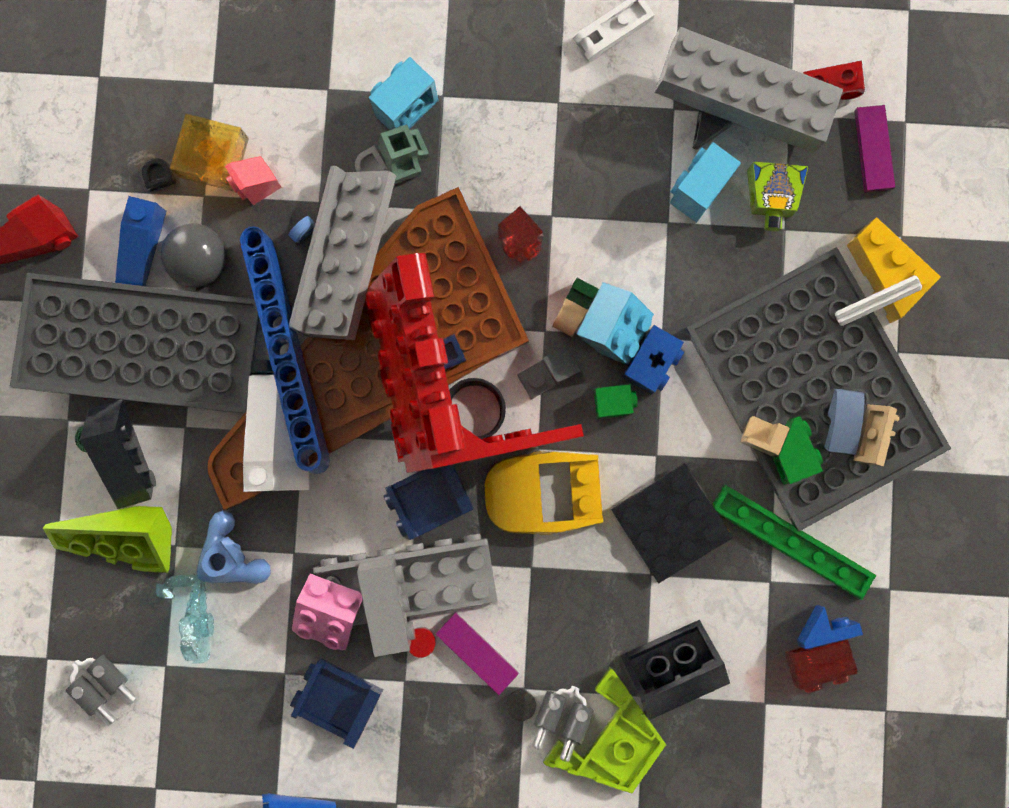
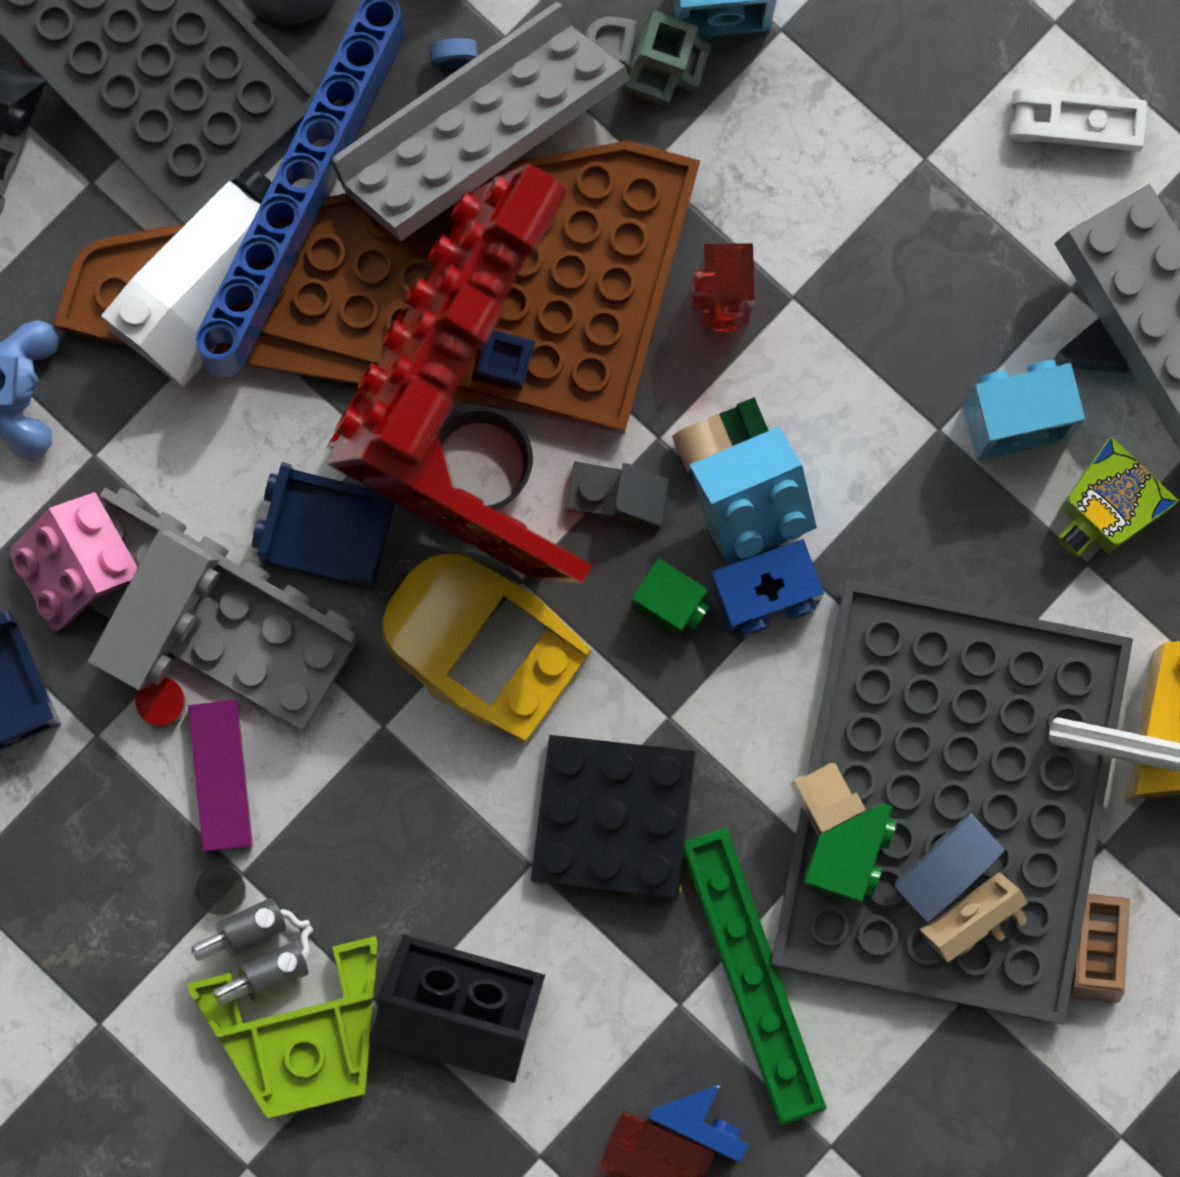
camera: 30 degrees right, 5 degrees down
(951, 402) = (1100, 989): none -> medium nougat slope

